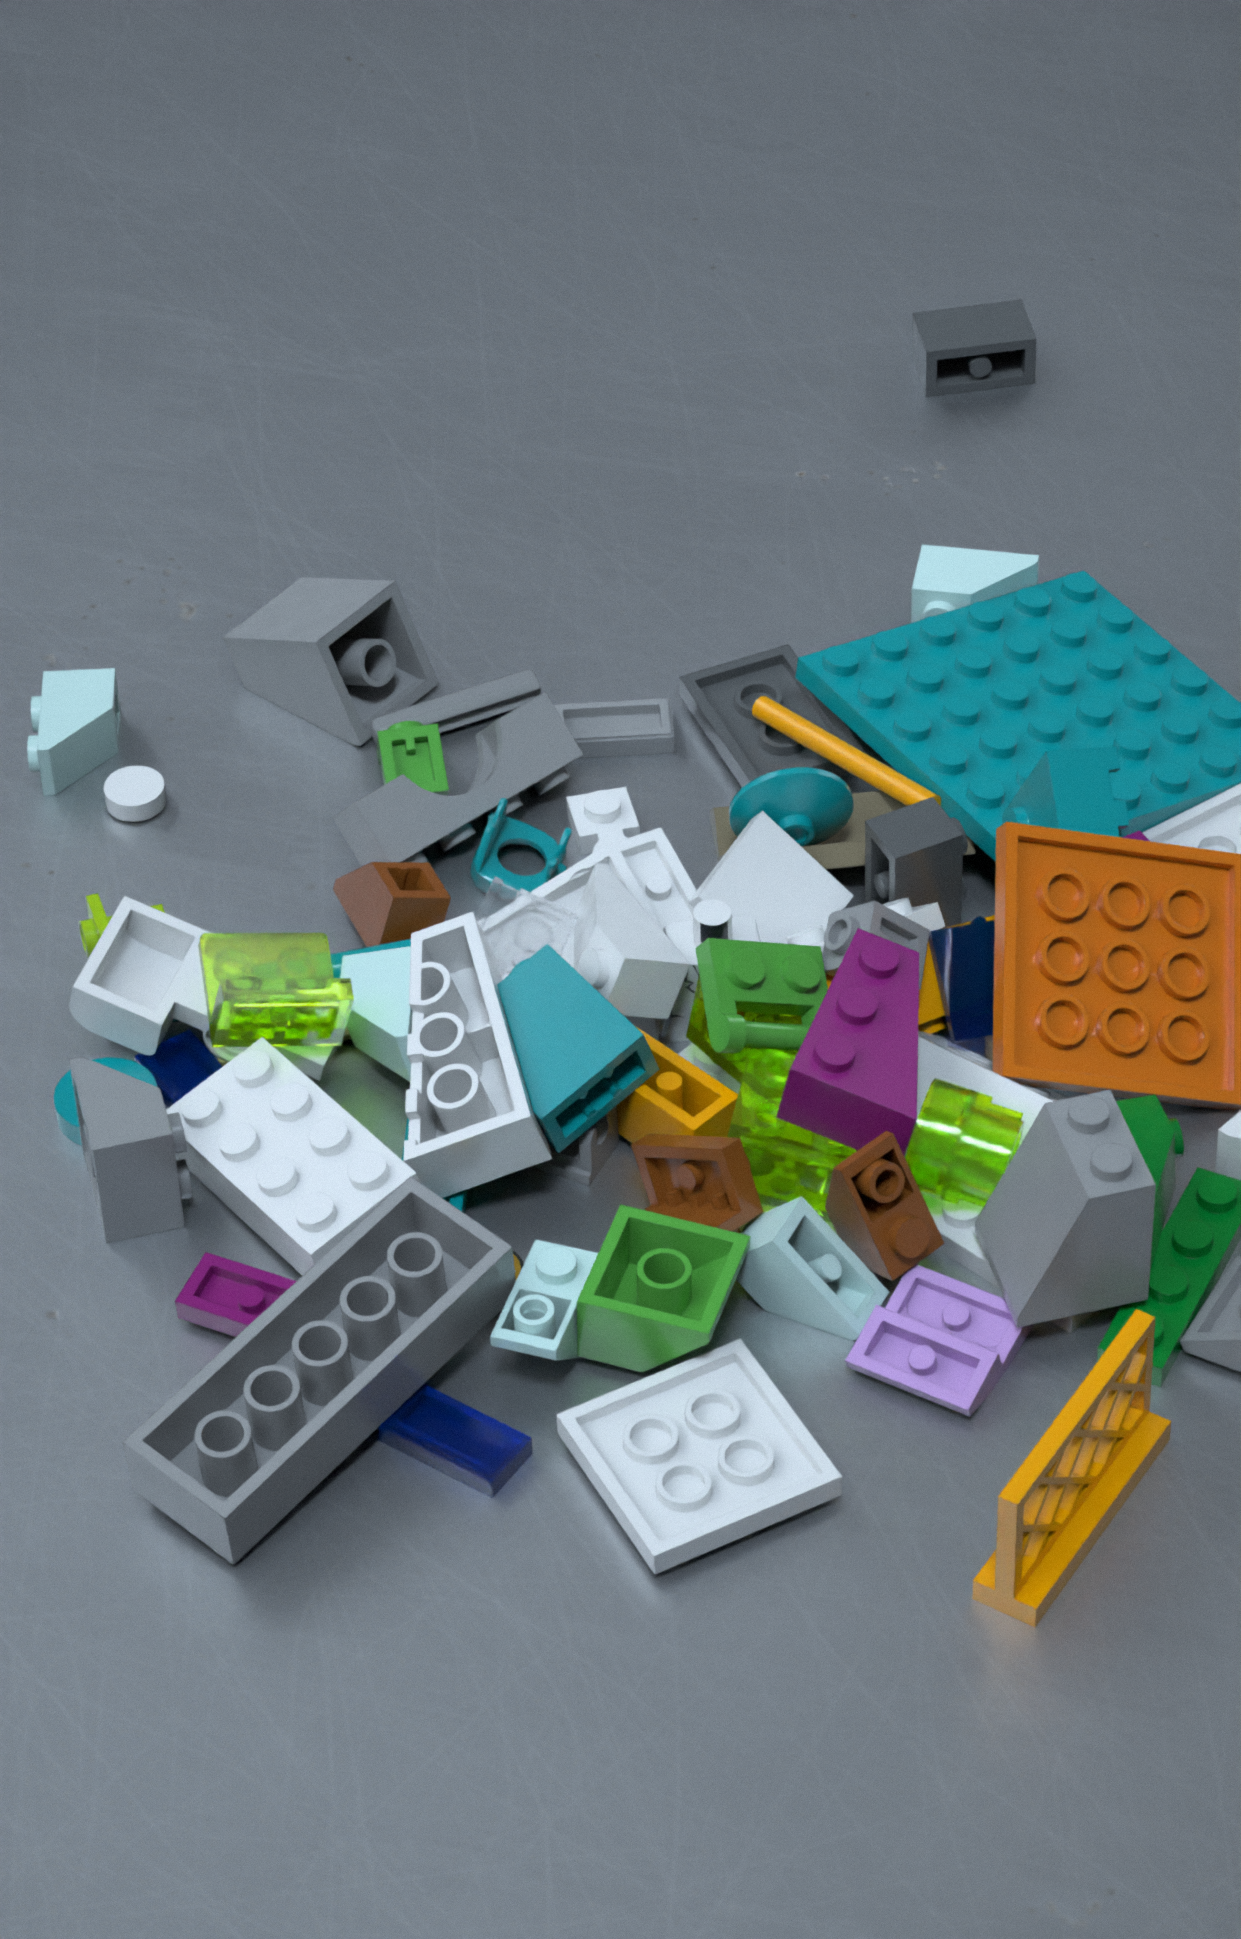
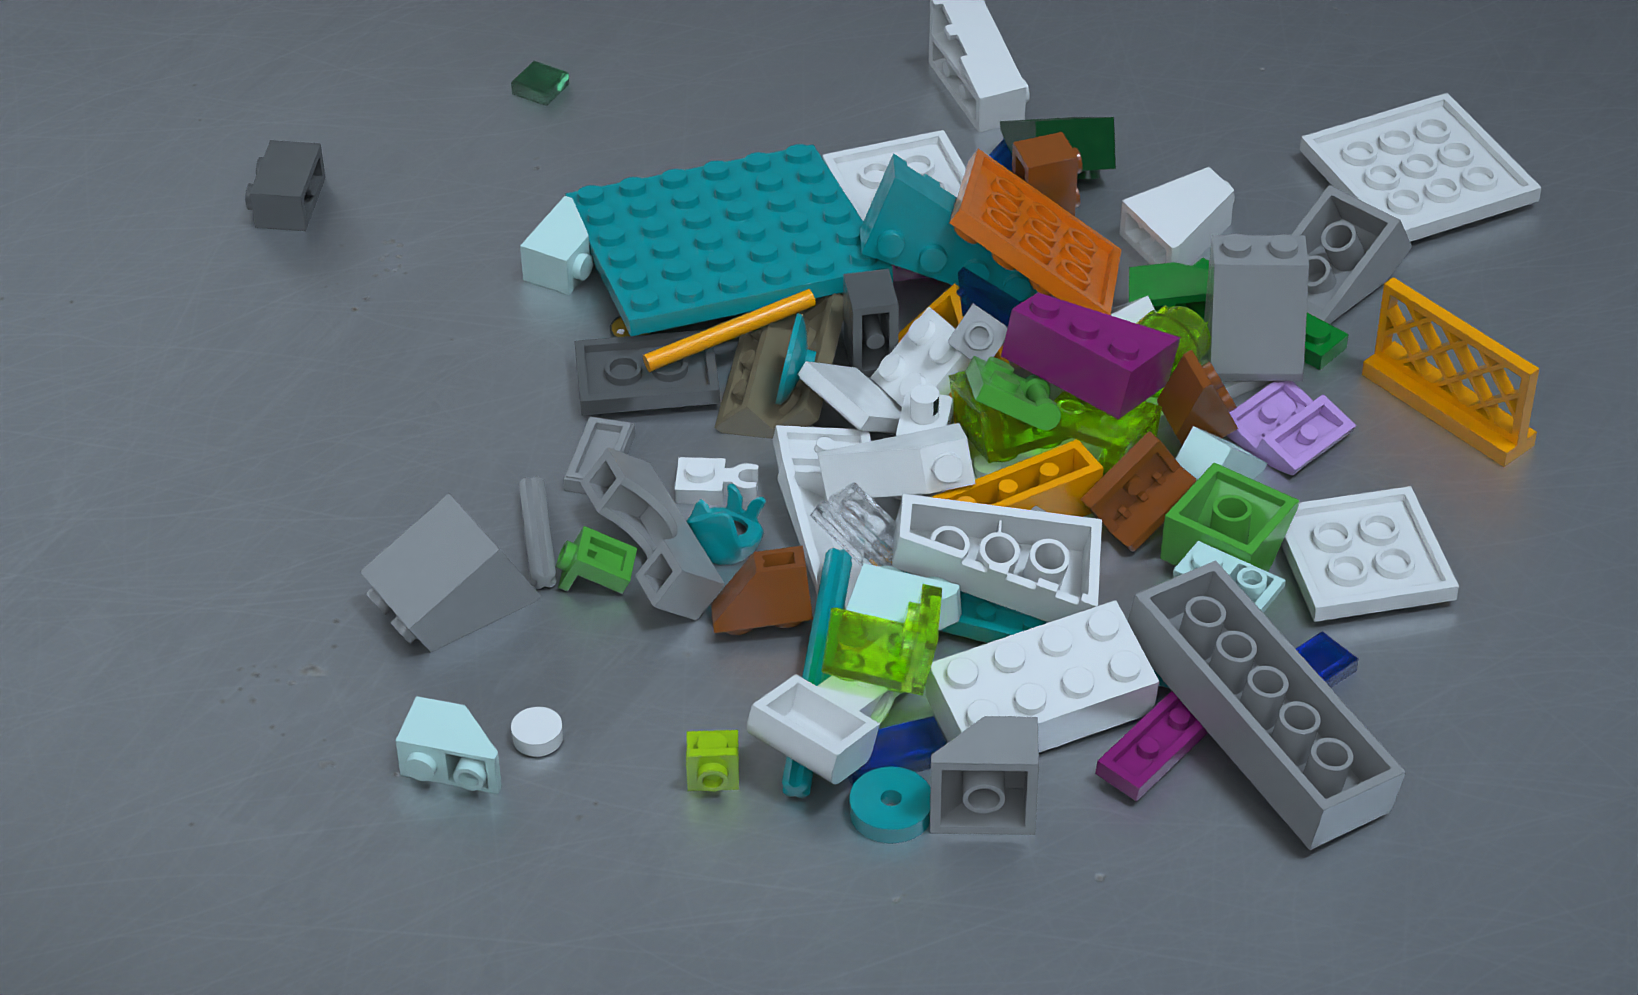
camera: 75 degrees left, 0 degrees up
(570, 1046) = (1017, 479): teal slope -> none

